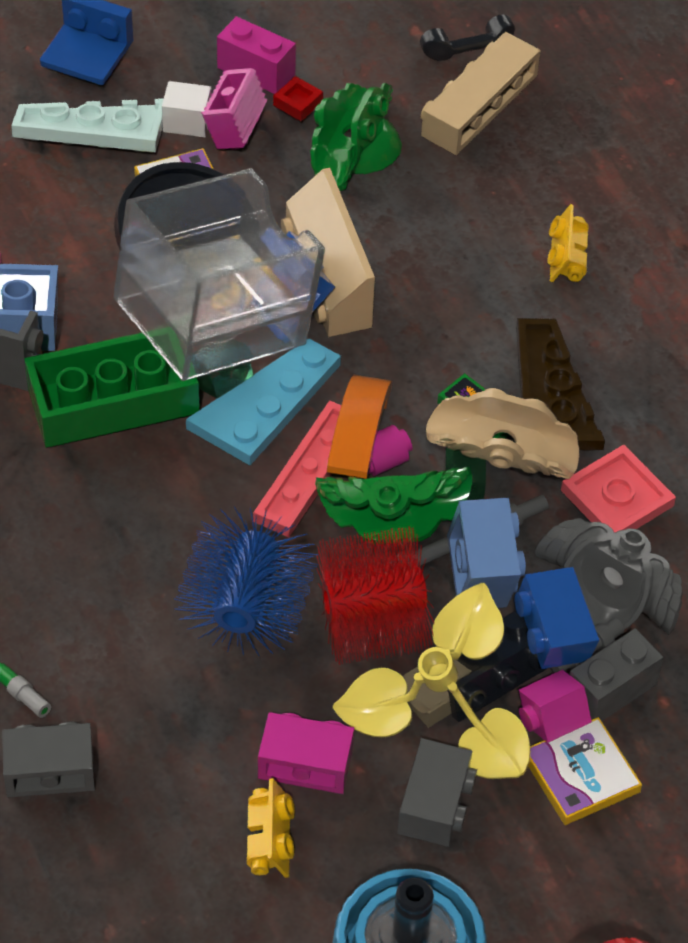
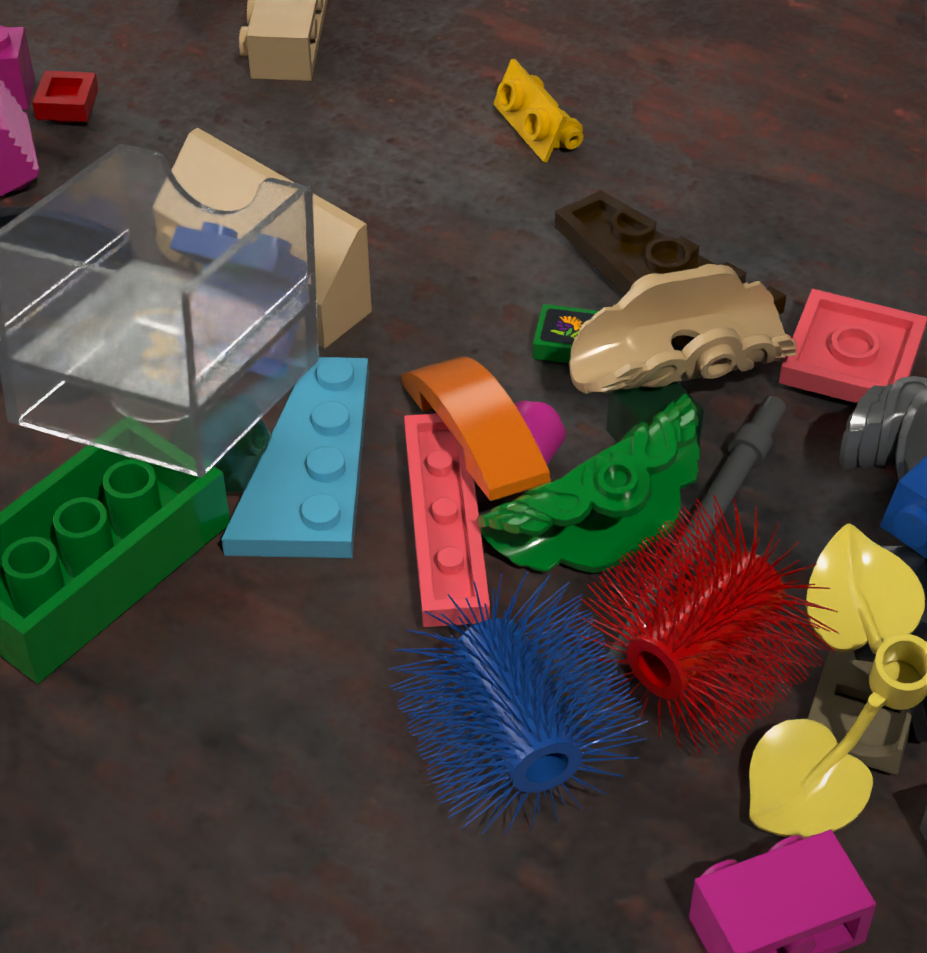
camera: 30 degrees left, 5 degrees down
(373, 138) = (146, 79): green piece -> none
(485, 548) = (793, 477): medium blue brick -> none

